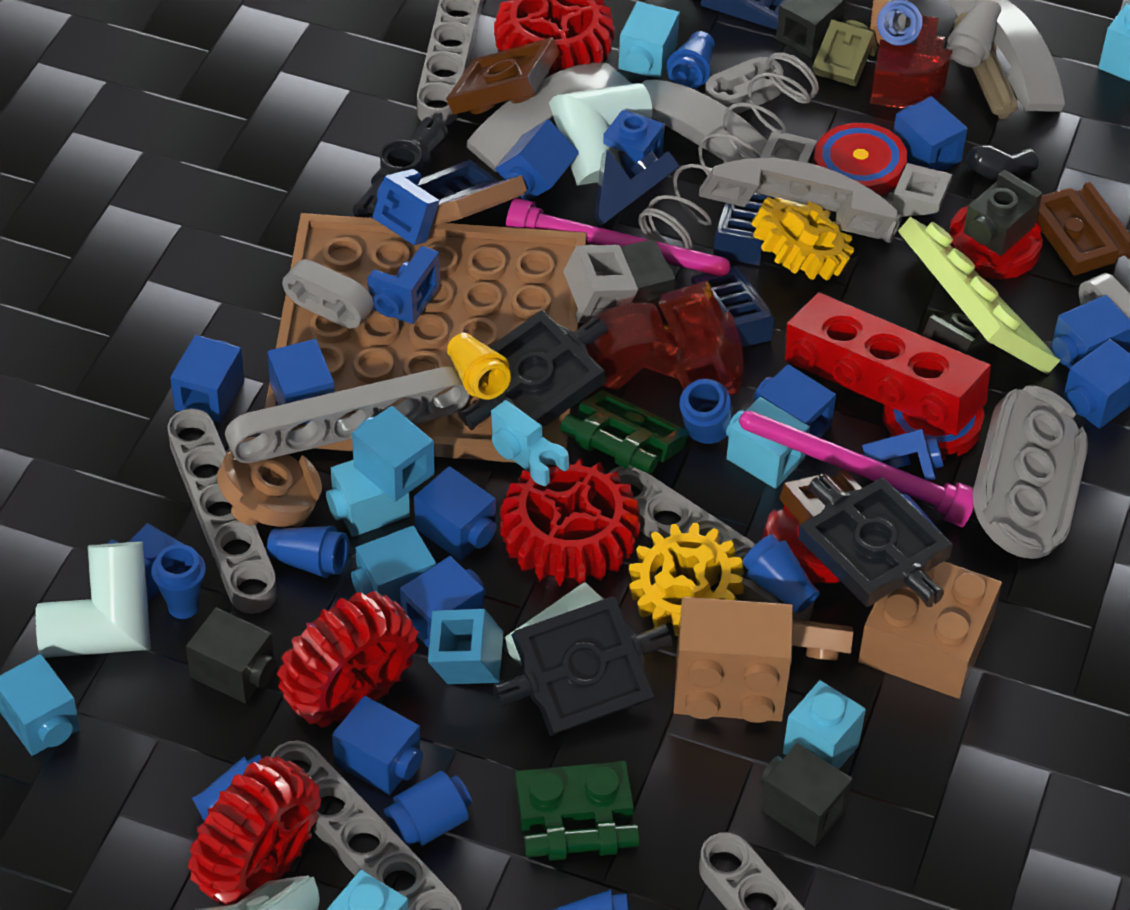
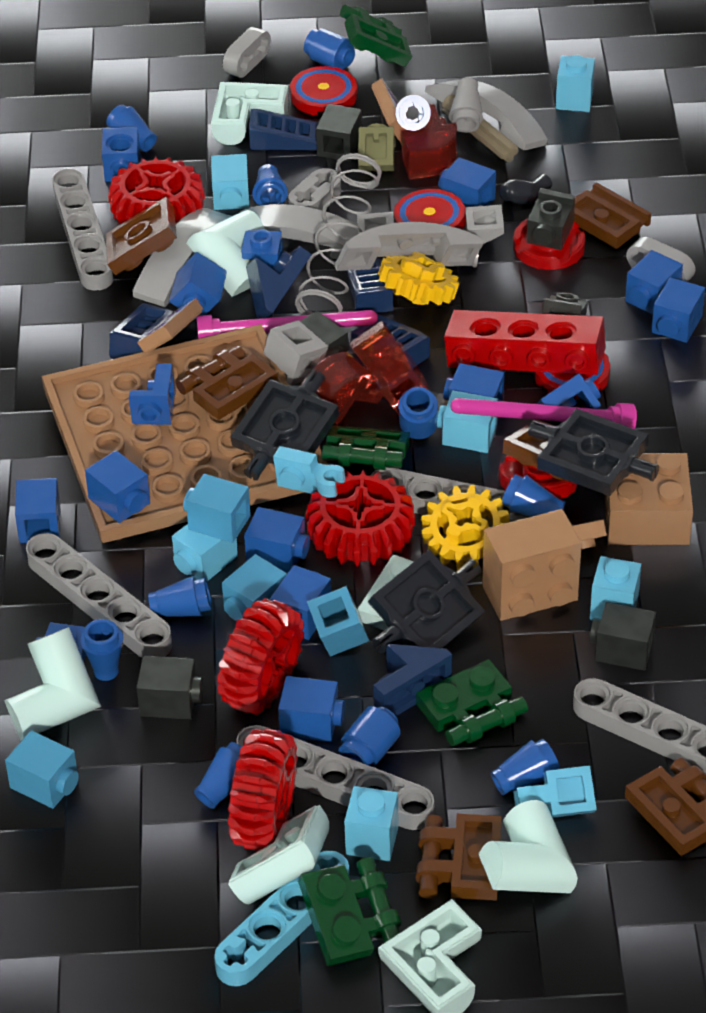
camera: 20 degrees left, 5 degrees down
(281, 502) = (127, 565): medium nougat plate -> none
(326, 410) = (162, 496): light grey beam -> none
(328, 293) = (100, 421): light grey beam -> none
(402, 156) = (97, 322): black pin -> none
(405, 206) = (123, 344): blue bracket -> none
(480, 368) = (247, 430): yellow cone -> none
(501, 293) = (227, 381): none -> reddish brown plate
(527, 745) = (409, 672): none -> dark blue slope
(976, 296) = (562, 278): yellowish green wing -> none
(1030, 472) = (660, 382): light grey tile -> none

